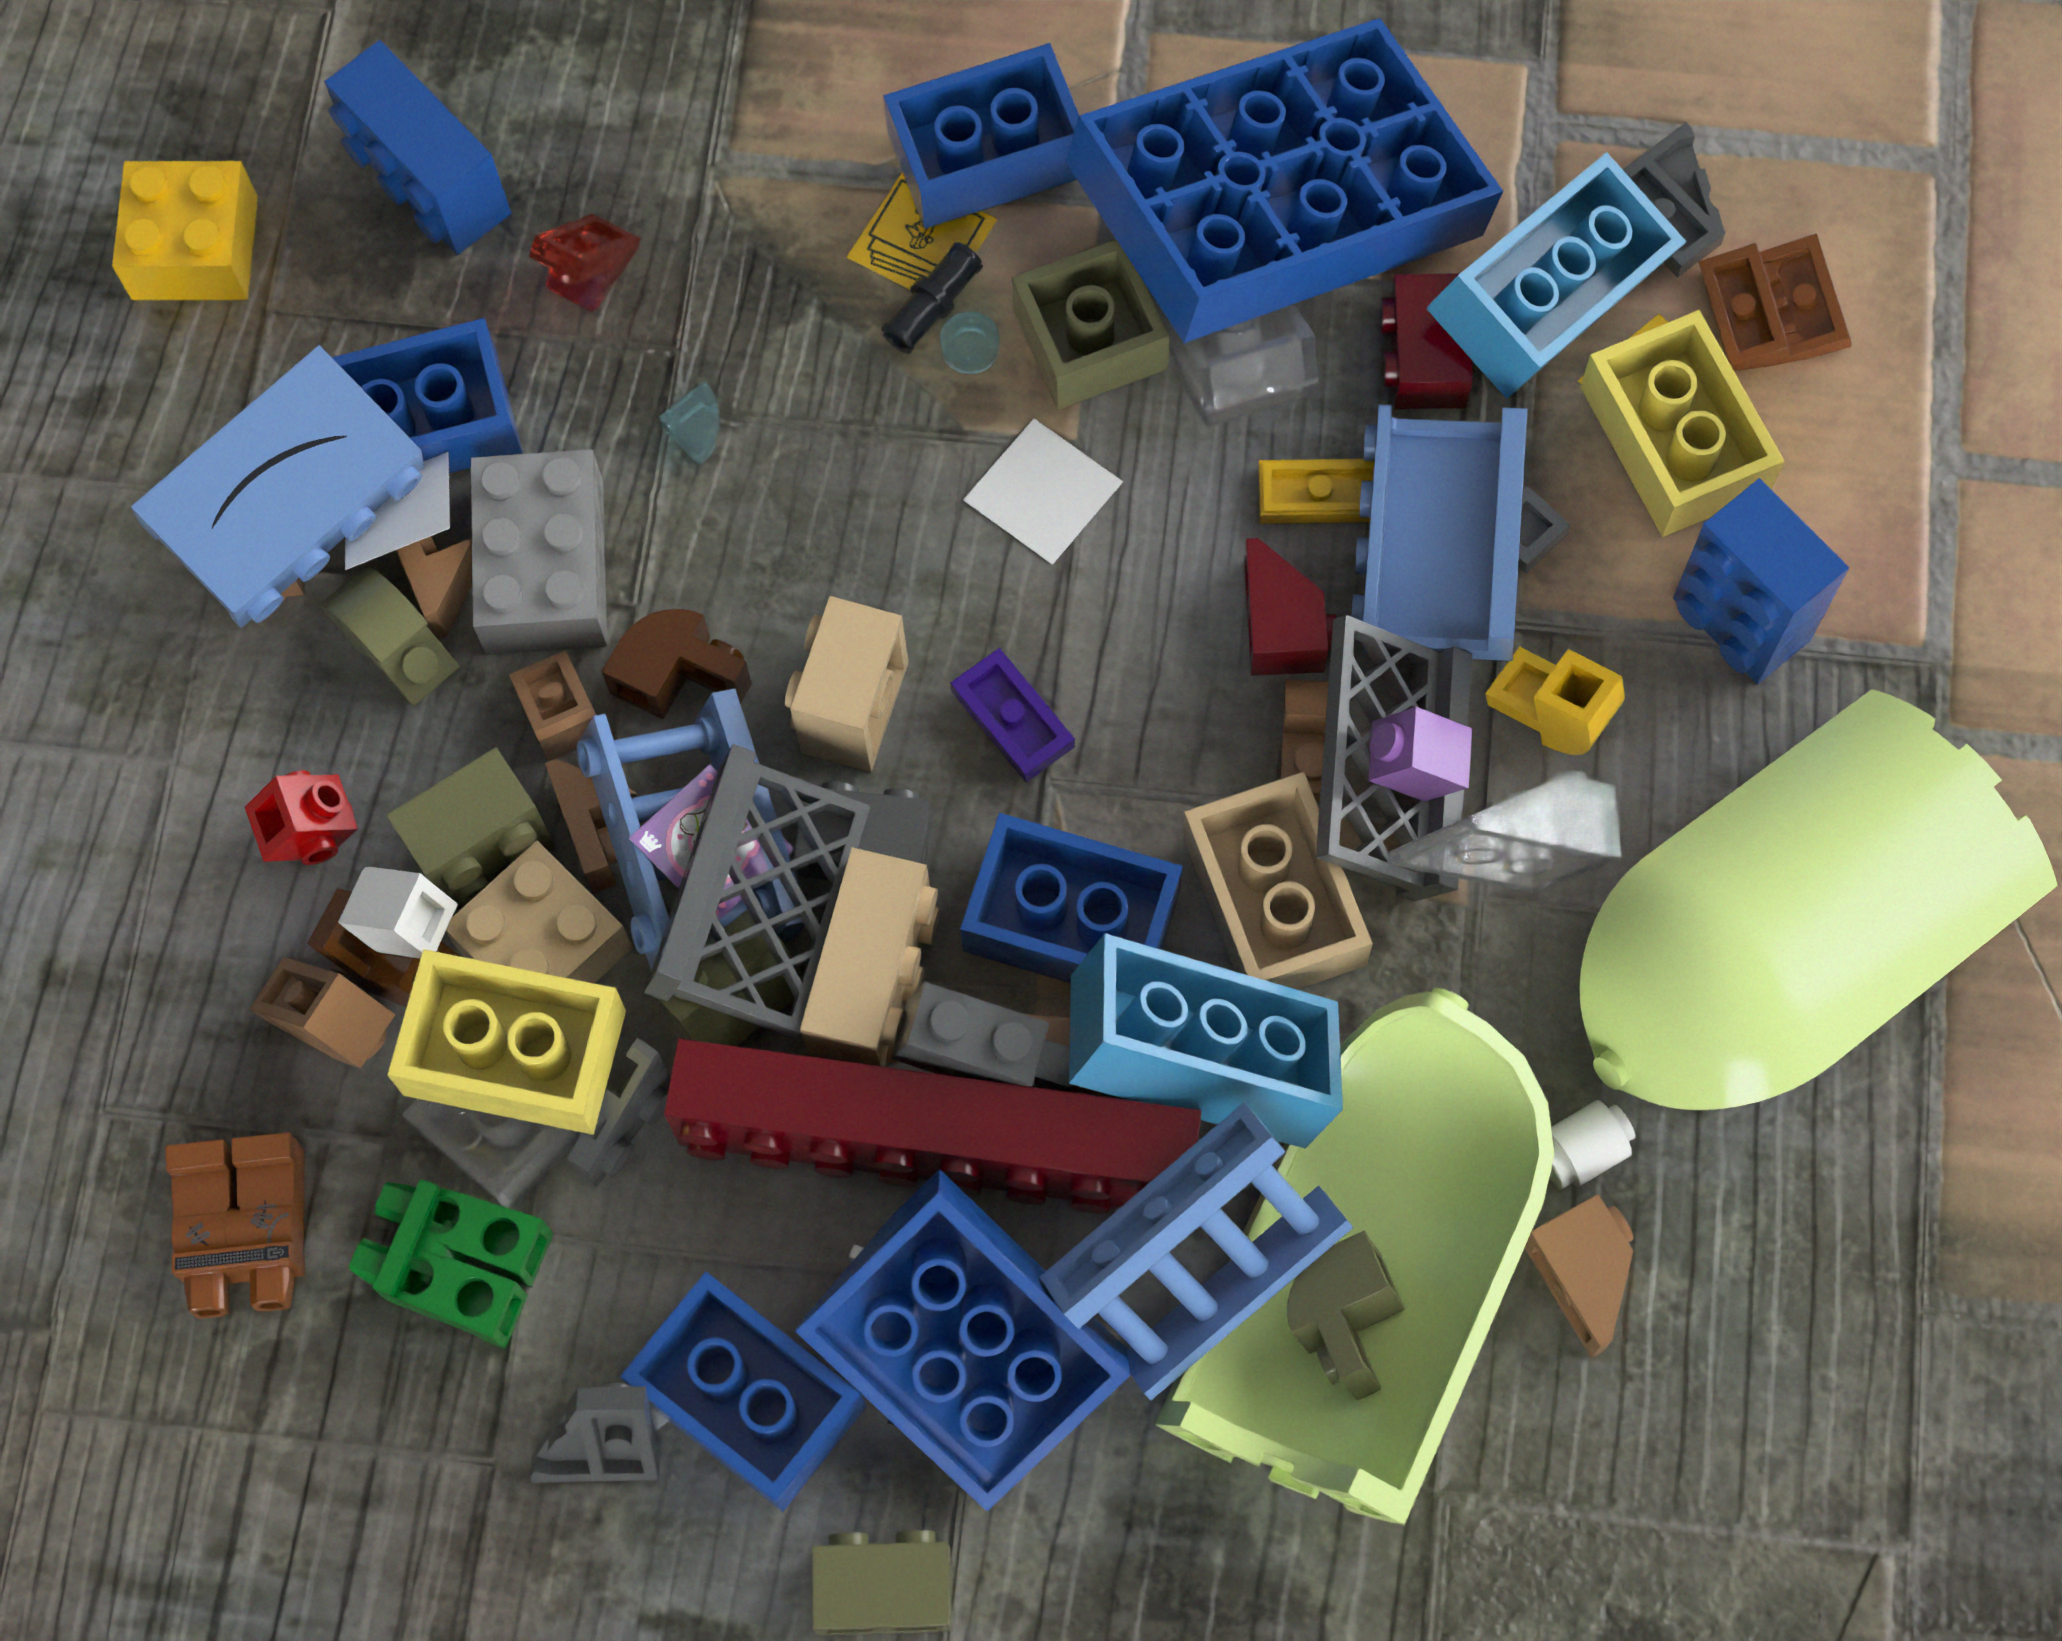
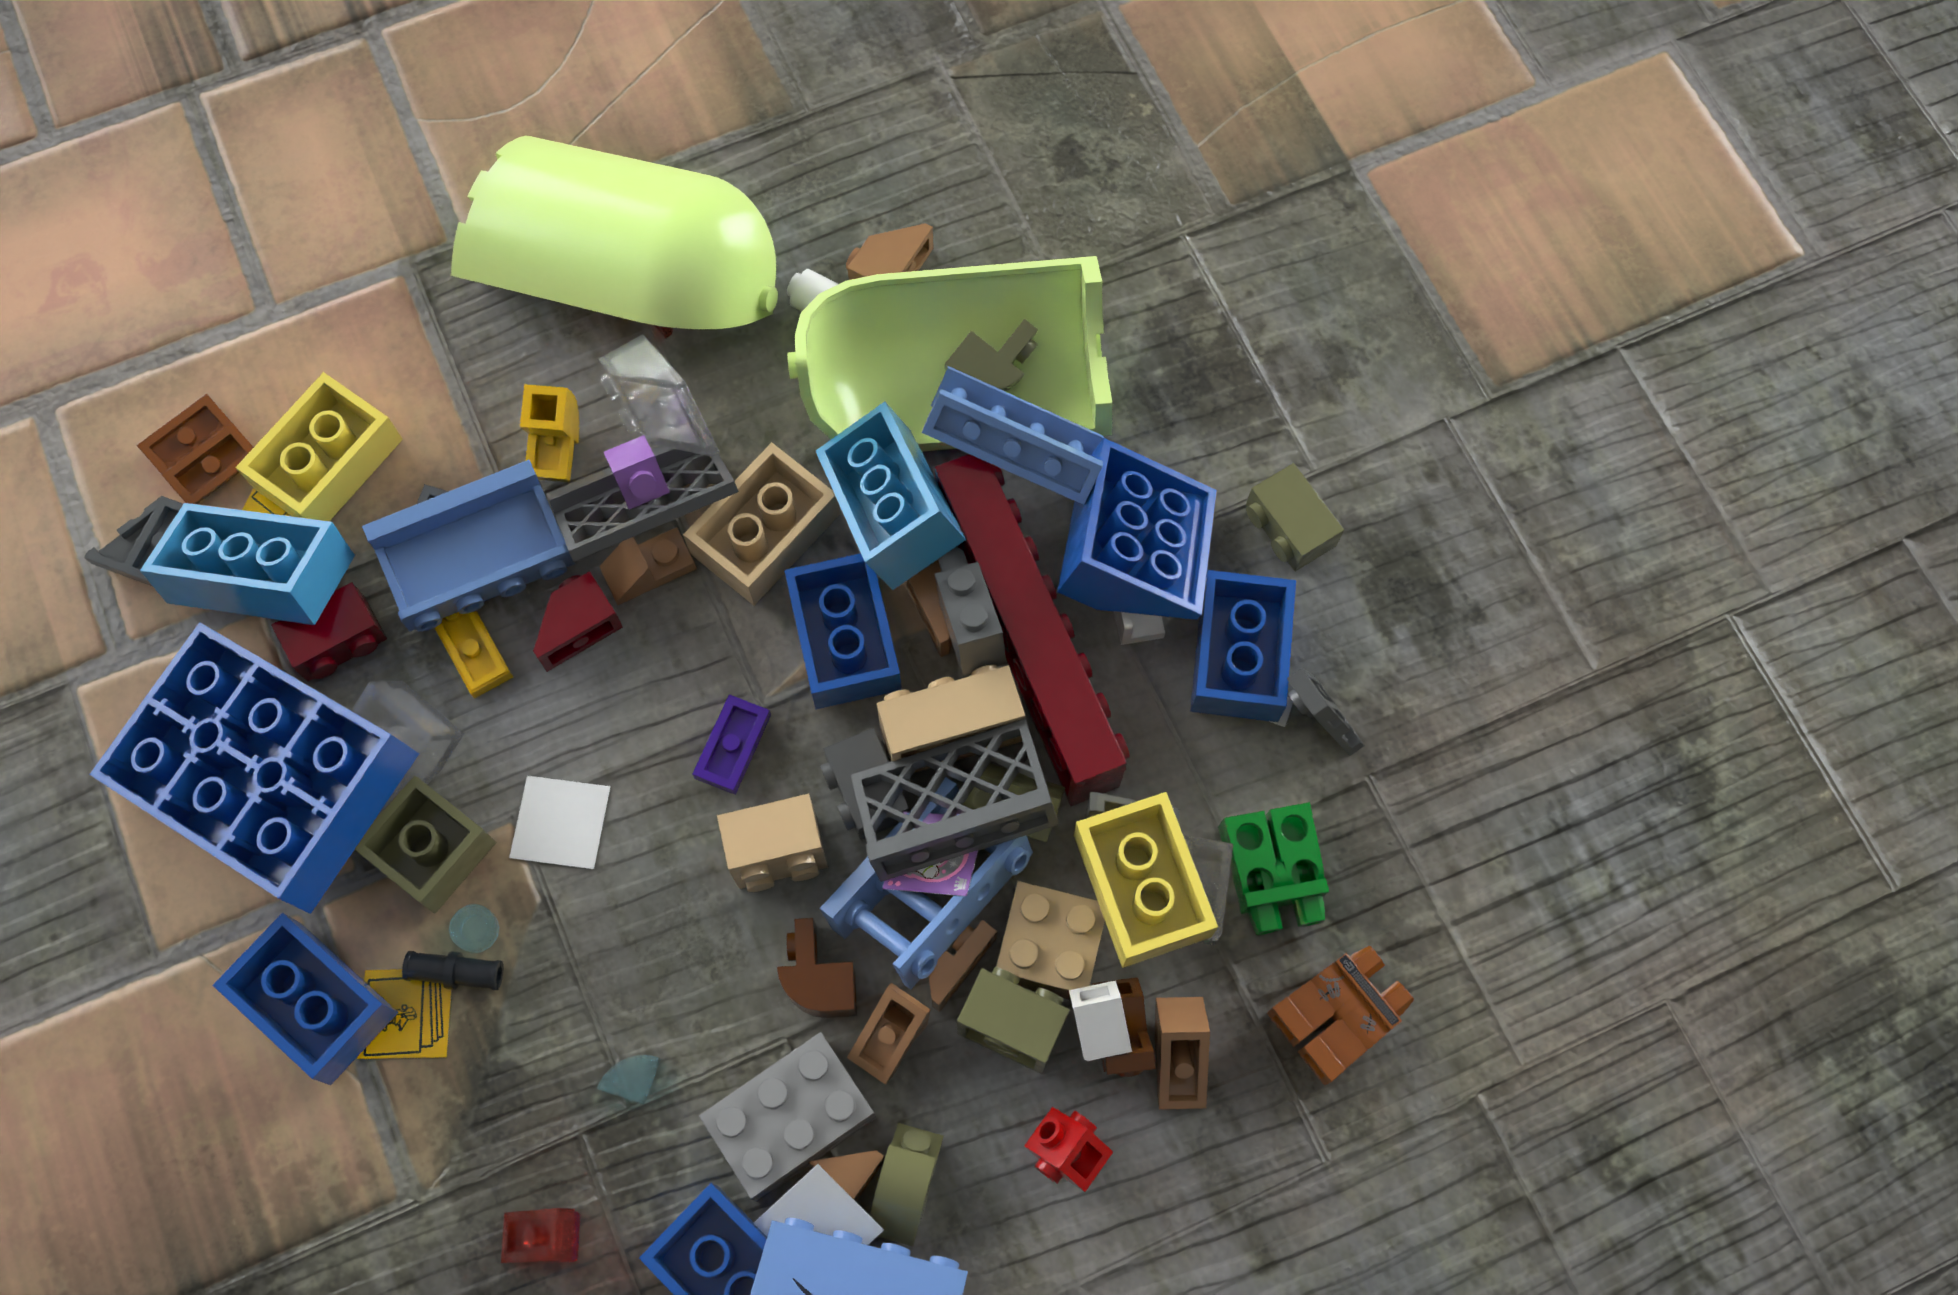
camera: 125 degrees left, 0 degrees up
(1758, 582) = (417, 345): blue brick -> none

